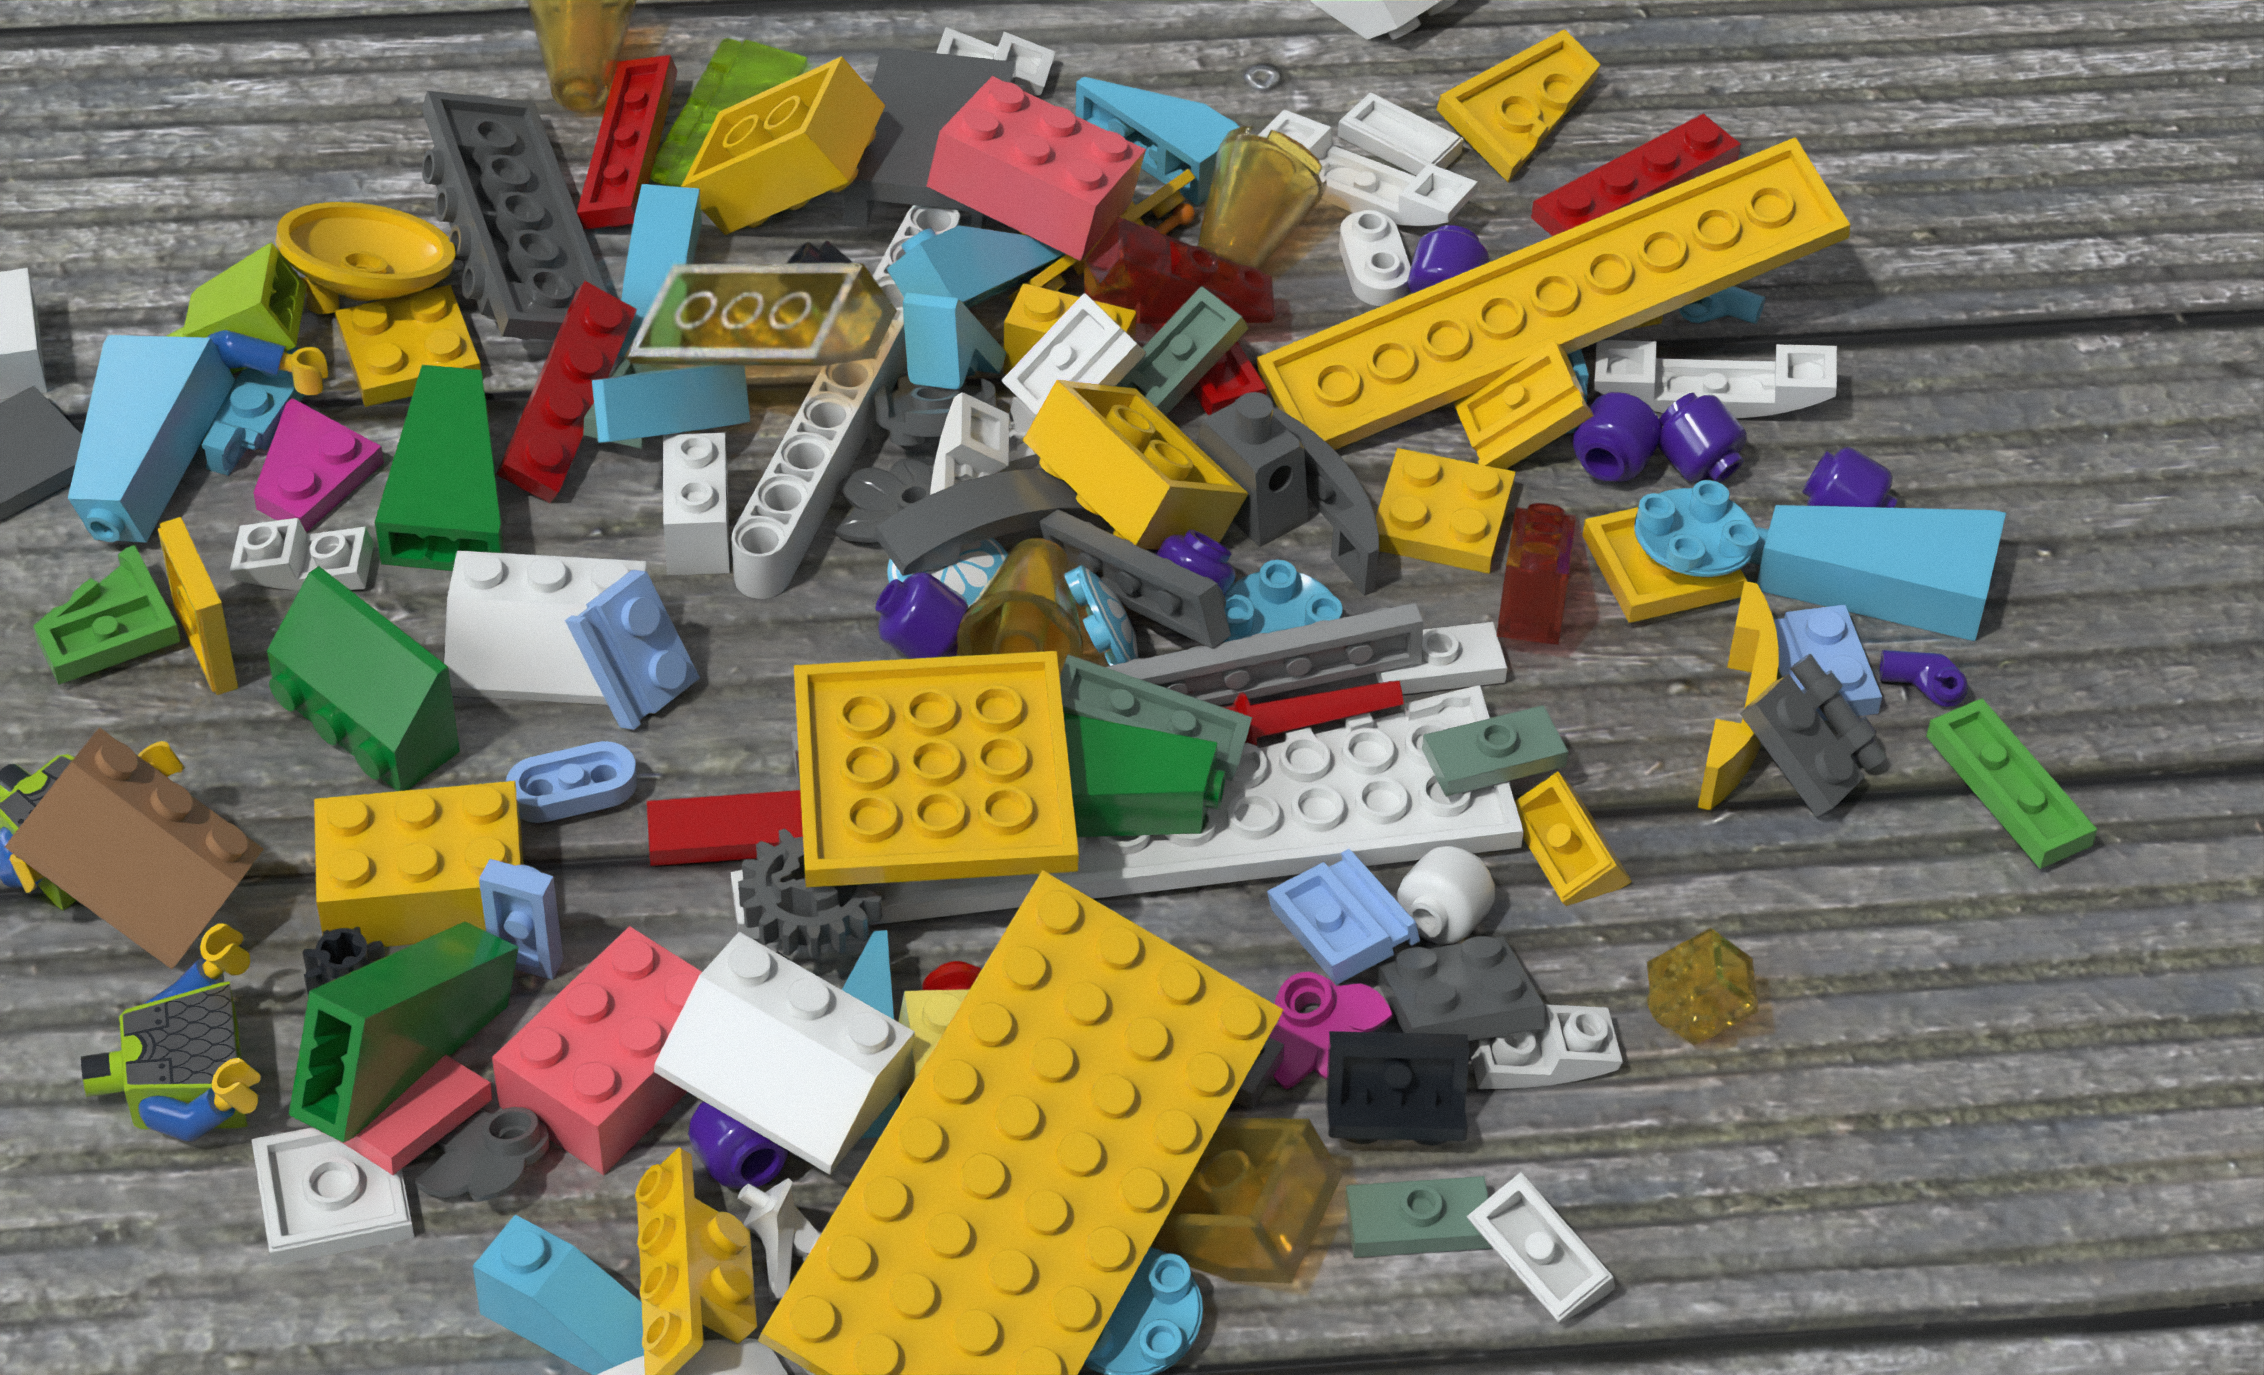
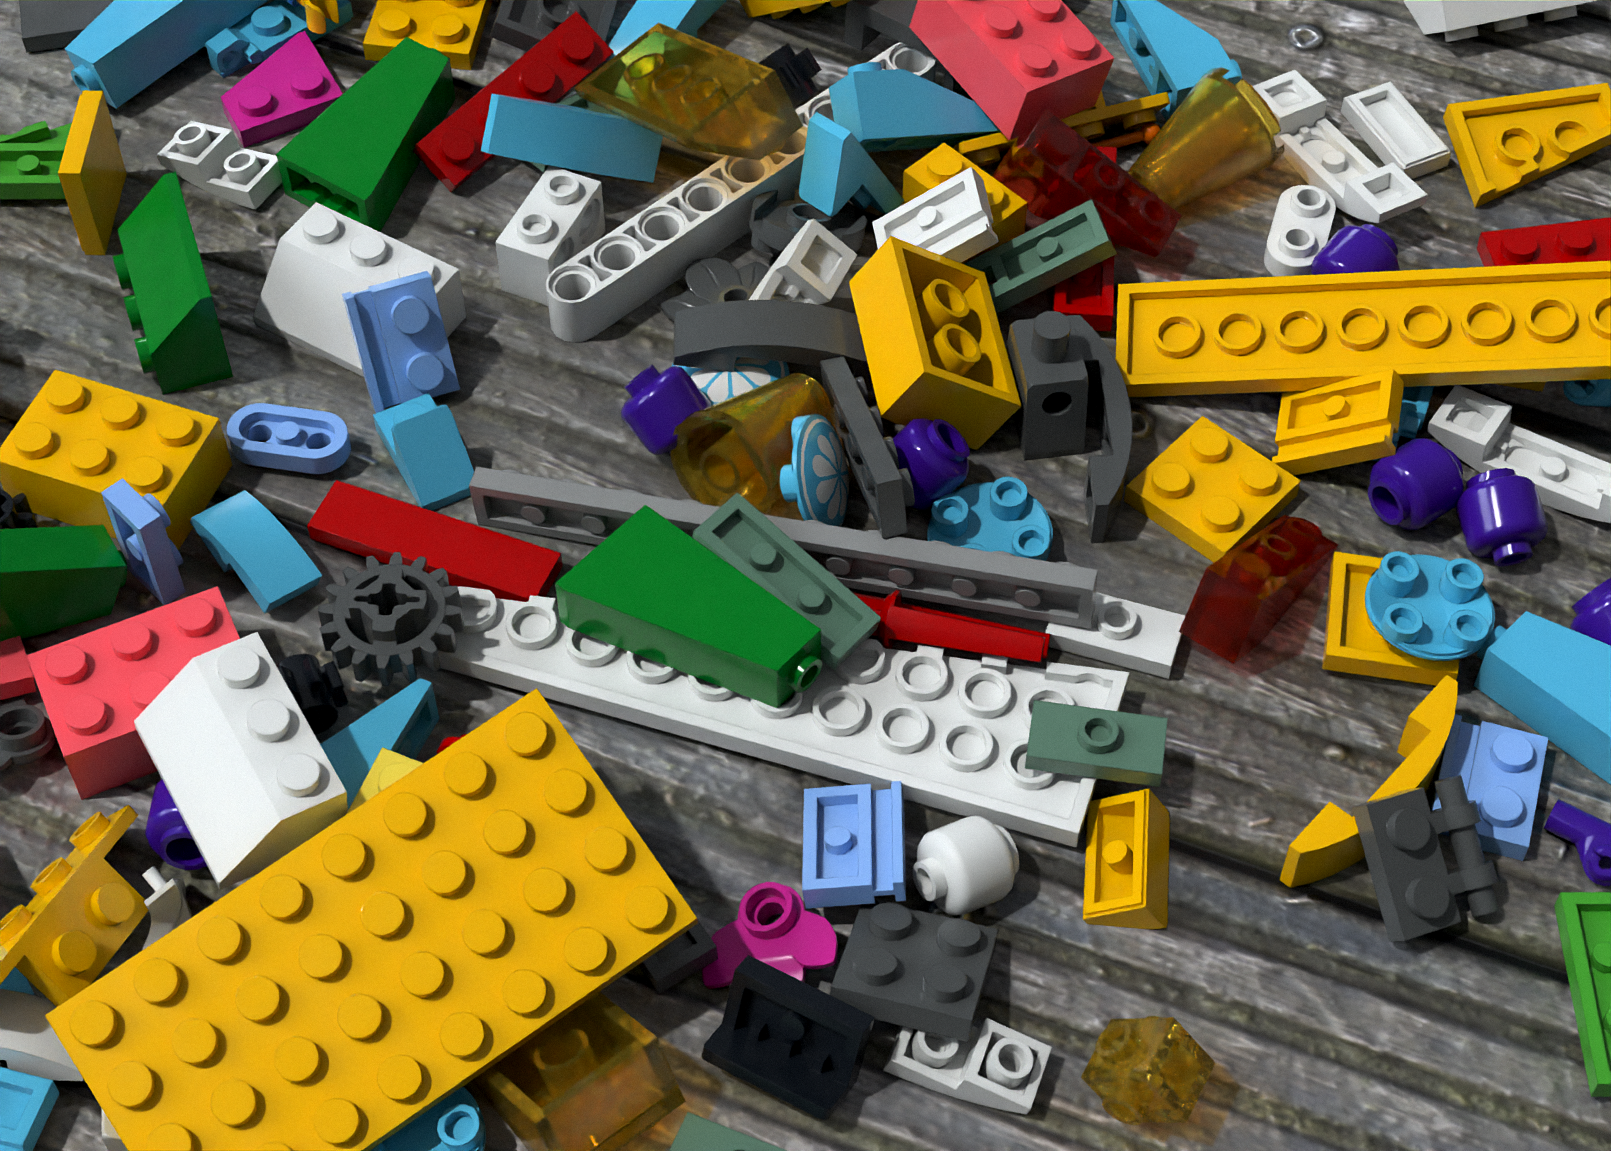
camera: 30 degrees right, 5 degrees up
(633, 891) = (258, 548): none -> medium azure slope
(711, 742) = (426, 451): none -> medium azure slope
(934, 769) = (541, 552): yellow plate -> none

